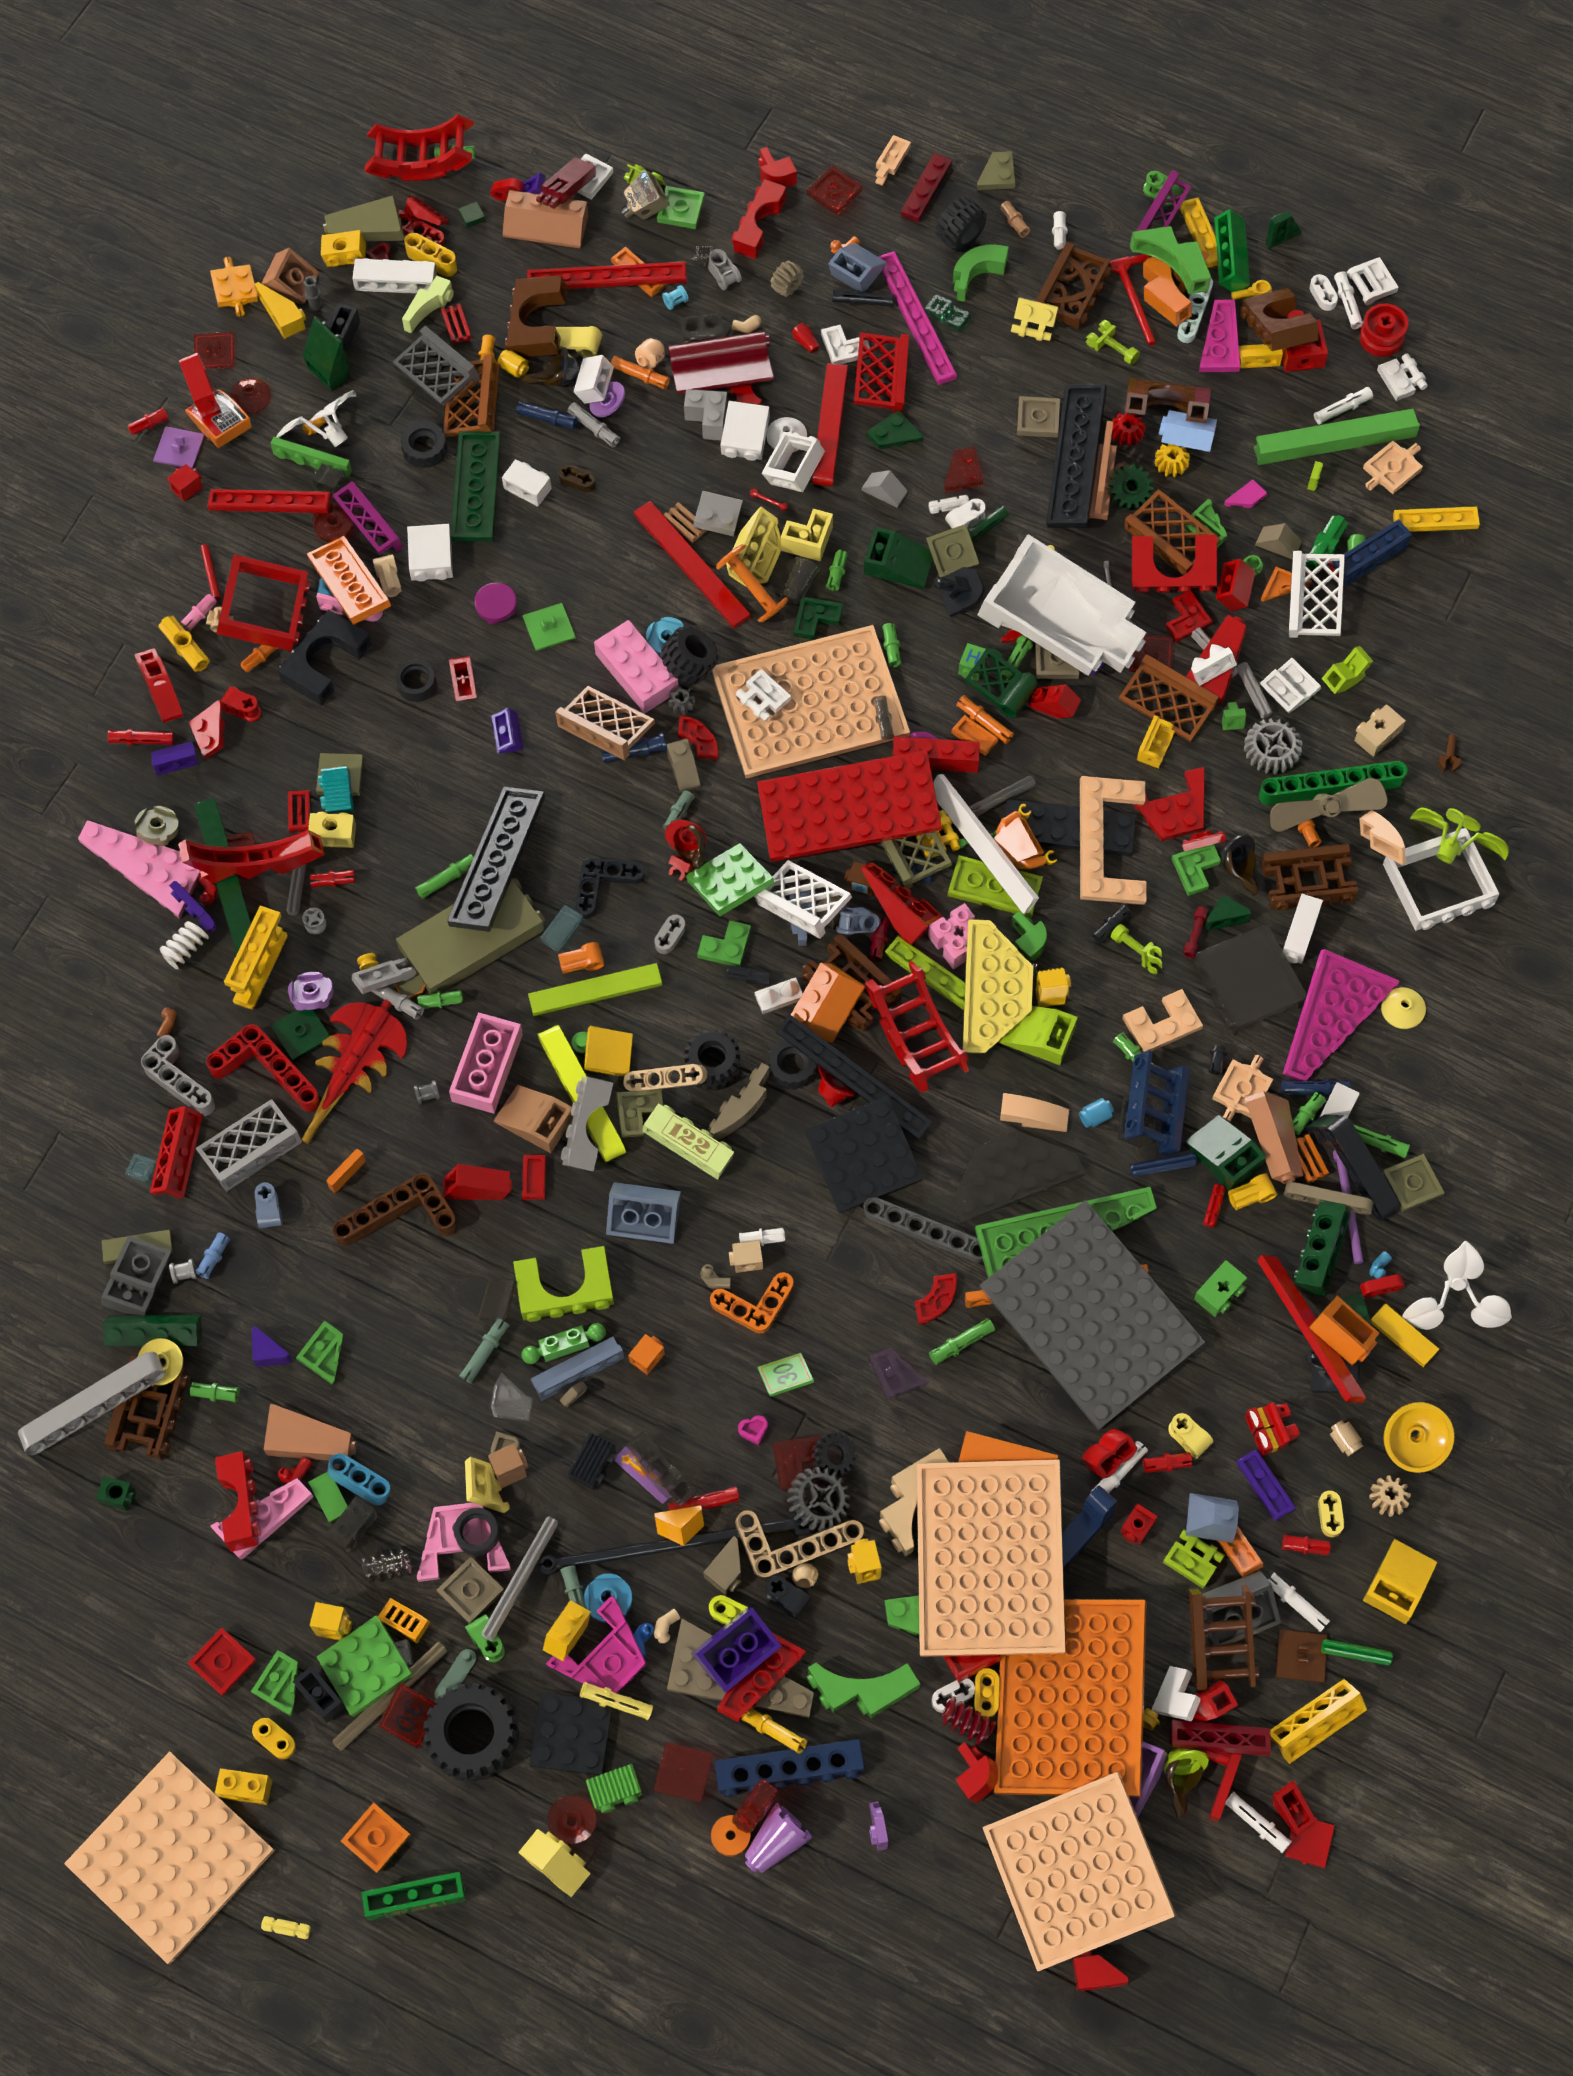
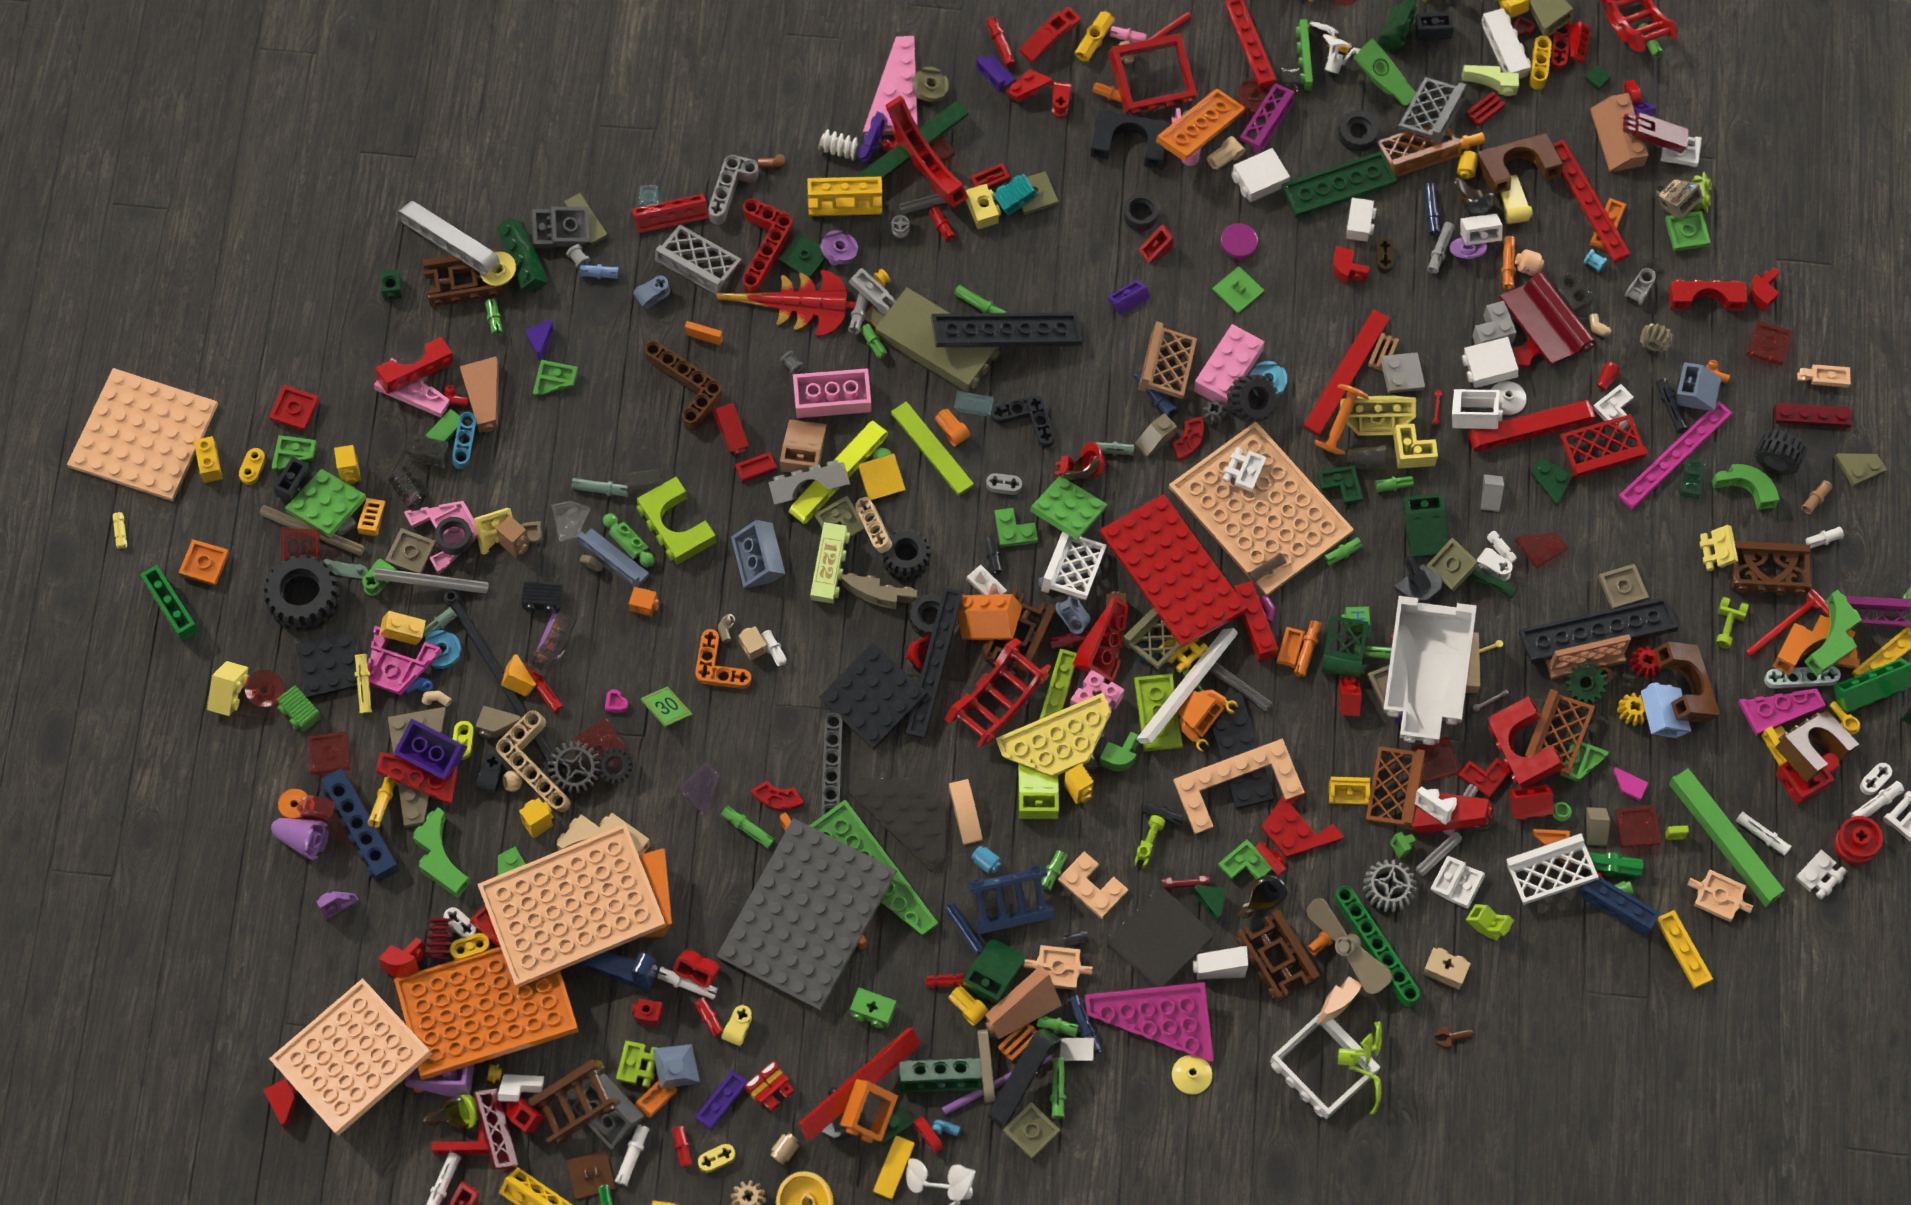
camera: 65 degrees right, 0 degrees up
(373, 392) = (1384, 72): none -> bright green piece
(572, 518) = (1344, 268): none -> red brick
(1295, 506) = (1637, 826): none -> clear red plate

